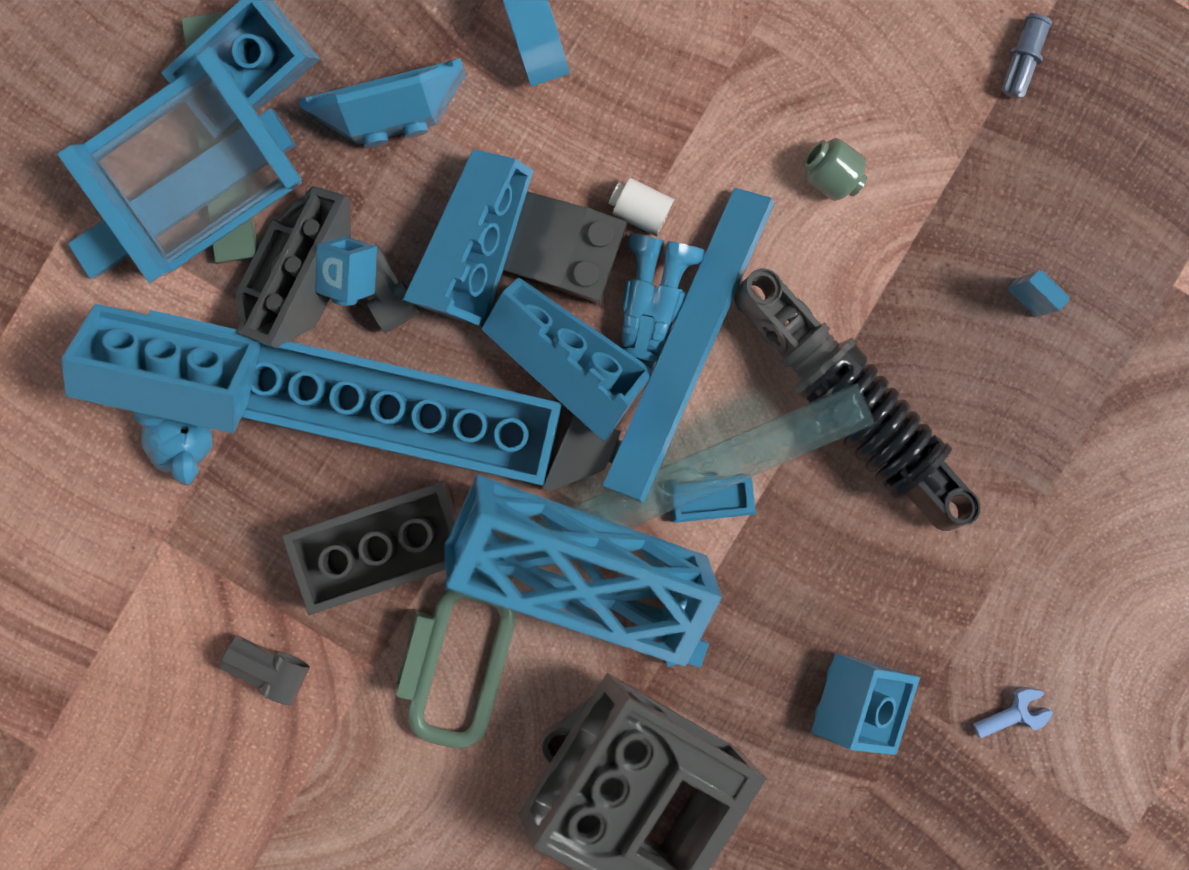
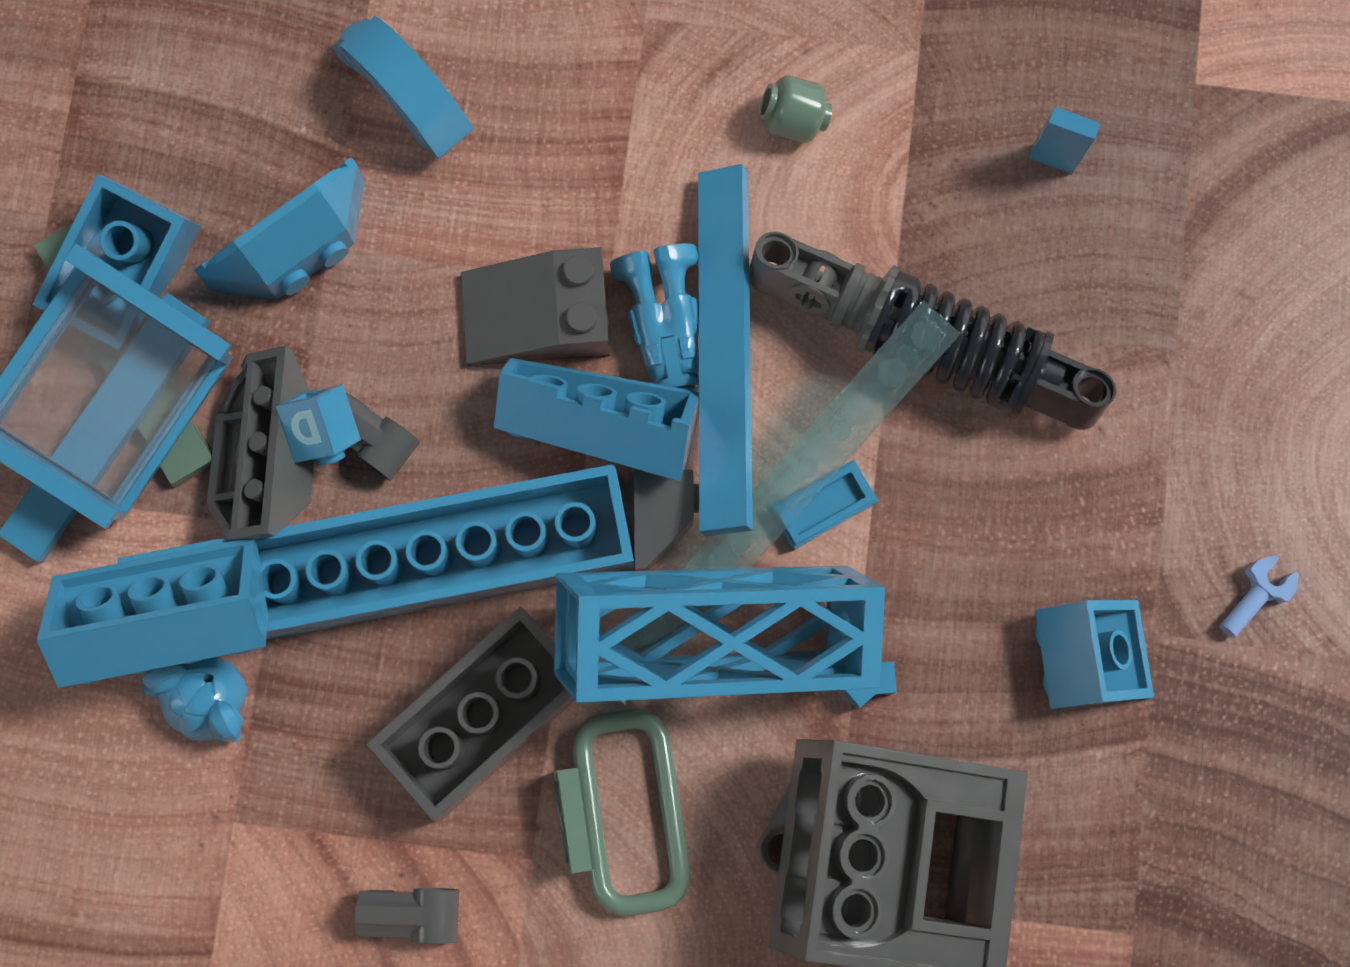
camera: 30 degrees left, 10 degrees down
(472, 239) = (443, 339): dark azure wedge -> none
(640, 205) = (610, 228): white brick -> none

